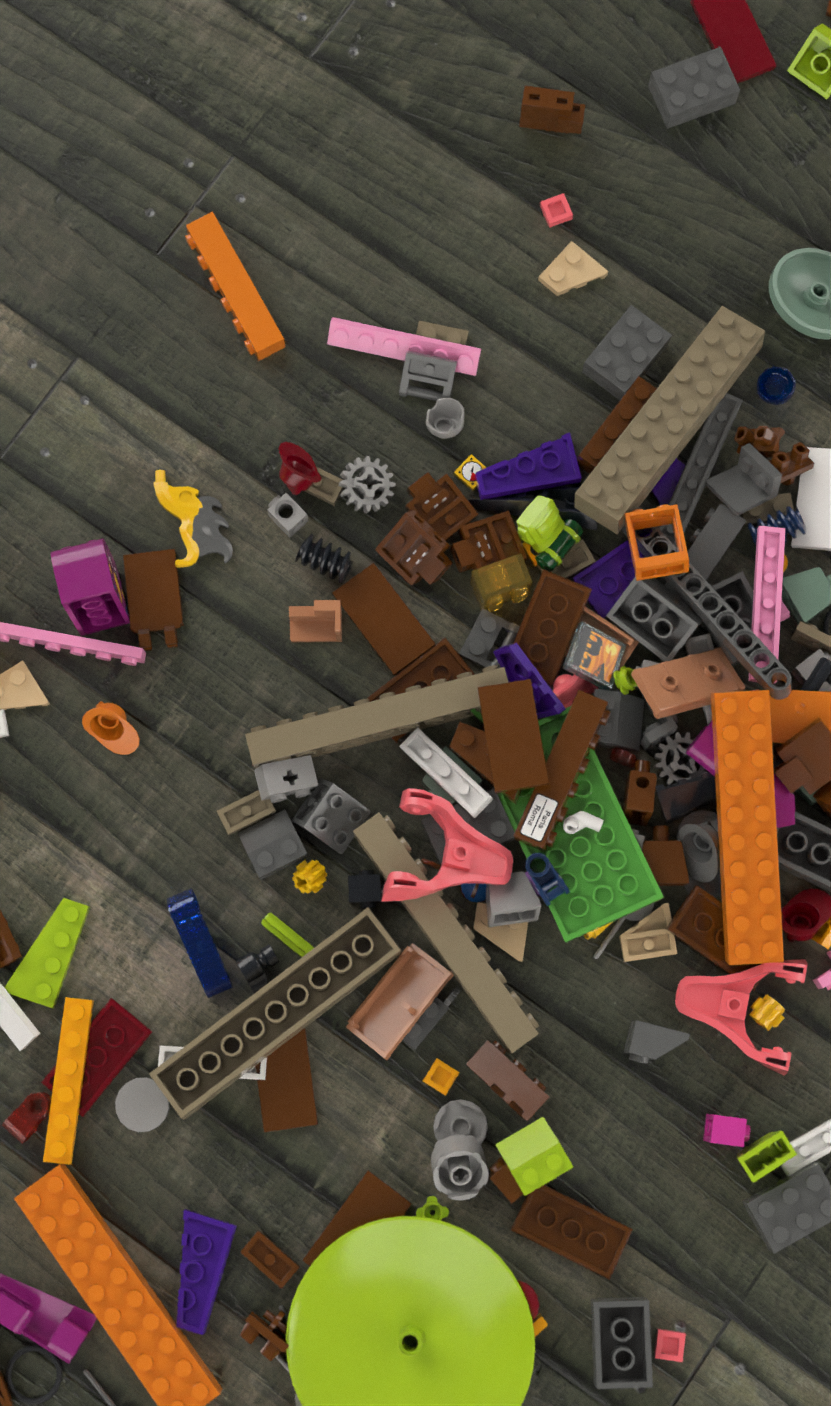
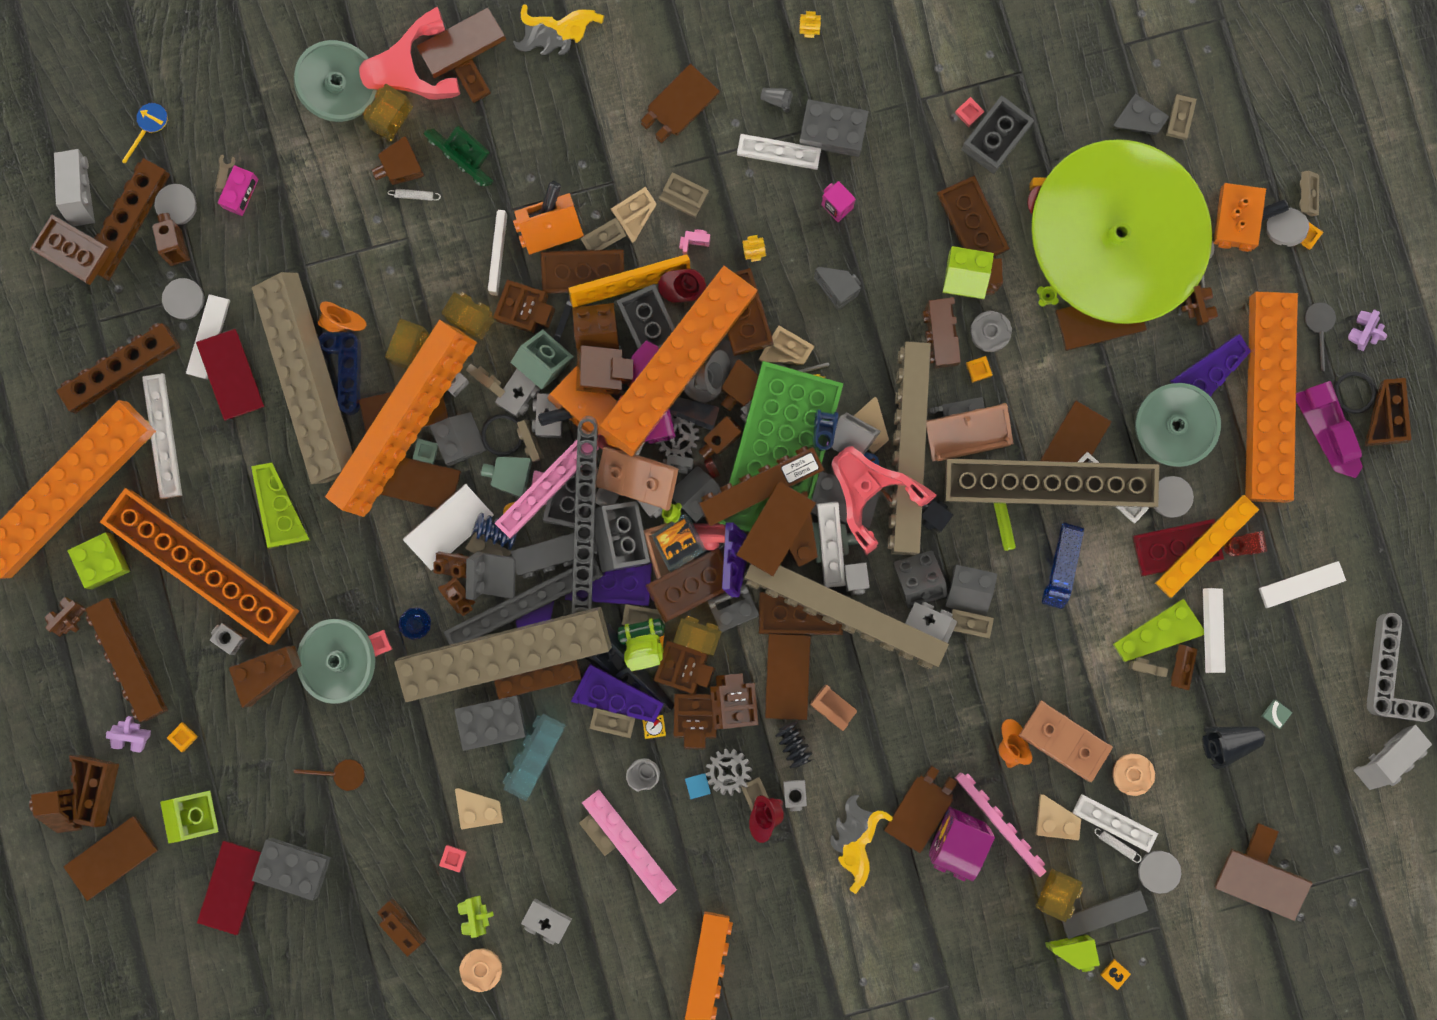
camera: 140 degrees left, 5 degrees up
(41, 906) = (1143, 666): none -> dark tan plate
(63, 771) = (1065, 741): none -> nougat container
(167, 1179) = (1197, 419): none -> sand green dish
(254, 965) = (1041, 524): black piece -> none
(270, 1259) = (1165, 345): reddish brown plate -> none
(309, 876) = (964, 551): yellow gear -> none
(385, 450) = (697, 786): none -> dark azure tile
(394, 760) = (856, 578): none -> light grey brick
(412, 228) = (540, 911): none -> light grey brick
(429, 370) = (628, 815): dark grey plate -> none
(447, 138) = (480, 970): none -> light nougat tile
(459, 1166) = (1012, 306): light grey brick -> none
(492, 177) = (477, 916): none -> lime hips
(513, 443) = (612, 723): none -> dark tan plate
(560, 357) = (534, 757): none -> clear light blue brick
(581, 820) = (774, 447): white arm -> none
(661, 564) = (596, 561): orange window -> none
(717, 209) = (347, 774): none -> reddish brown piece
(724, 1003) = (774, 275): coral animal -> none
(765, 1155) = (829, 167): lime torso -> none
(792, 342) = (380, 643): none -> coral plate

